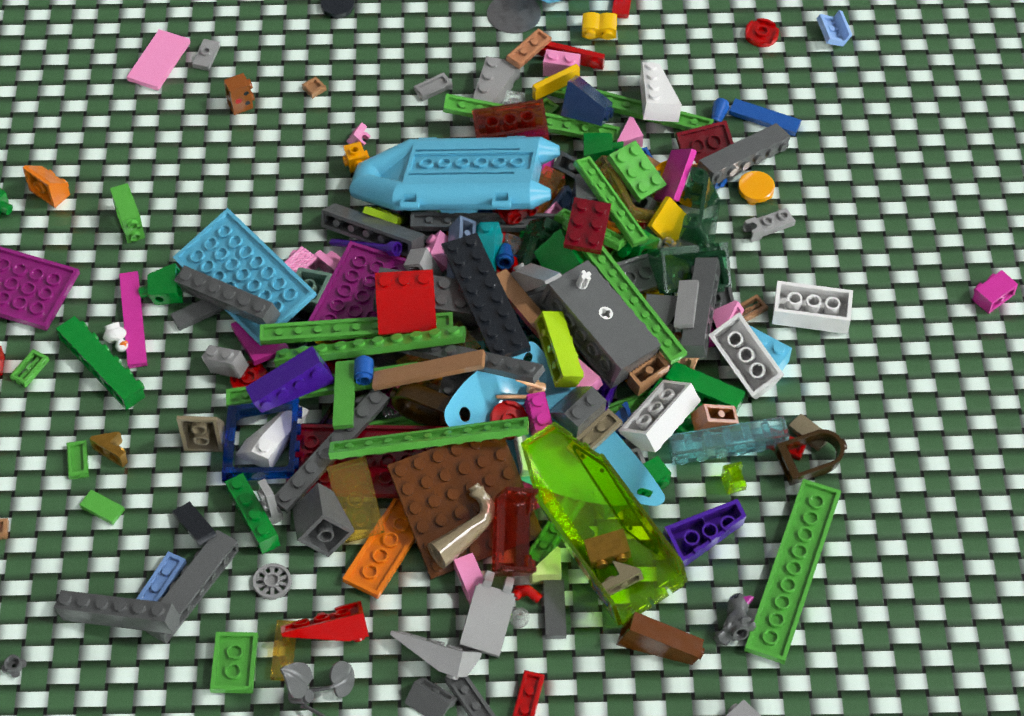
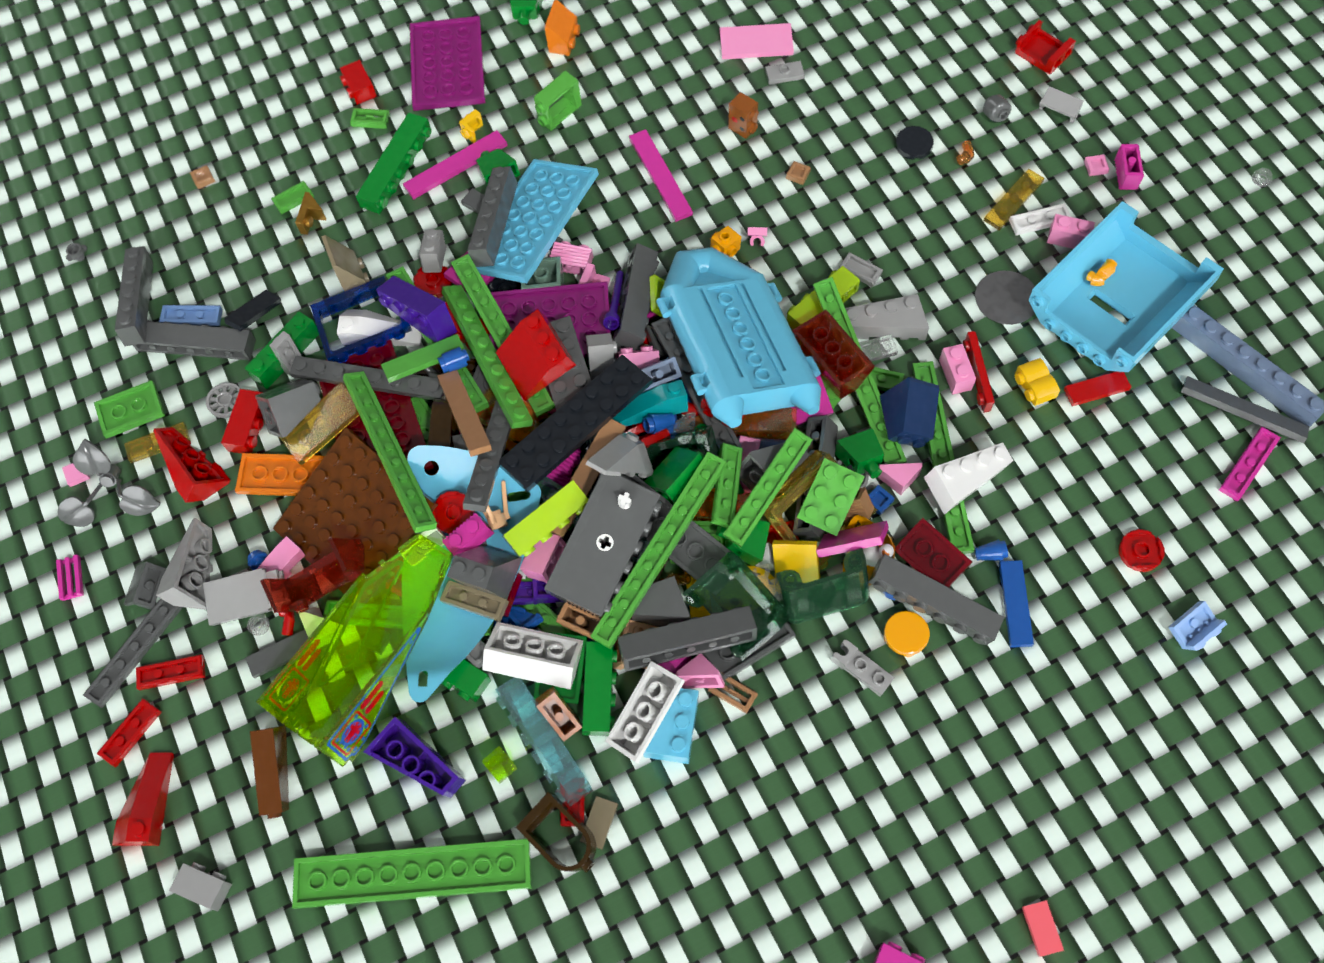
camera: 70 degrees right, 10 degrees up
(102, 507) = (251, 238): bright green tile -> none
(103, 295) = (470, 124): none -> yellow bracket
(115, 333) = (427, 157): white animal -> none
(251, 177) = (660, 175): none -> dark pink tile
(310, 567) = (243, 423): none -> red brick
(448, 124) = (846, 284): none -> lime brick
(455, 542) = (295, 526): dark tan animal -> none
(457, 598) = (256, 558): none -> blue plate
(528, 48) = (950, 326): nougat tile -> none
(554, 82) = (923, 371): yellow tile -> none
(587, 225) = (713, 476): dark red plate -> none
(607, 548) = (349, 671): pearl gold brick -> none
(626, 577) = (329, 700): dark tan slope -> none
(686, 304) = (674, 620): light grey tile -> none
(737, 623) = (318, 838): dark grey animal -> none
(812, 307) = (762, 760): white brick -> none
(999, 205) = (1042, 928): none -> coral tile

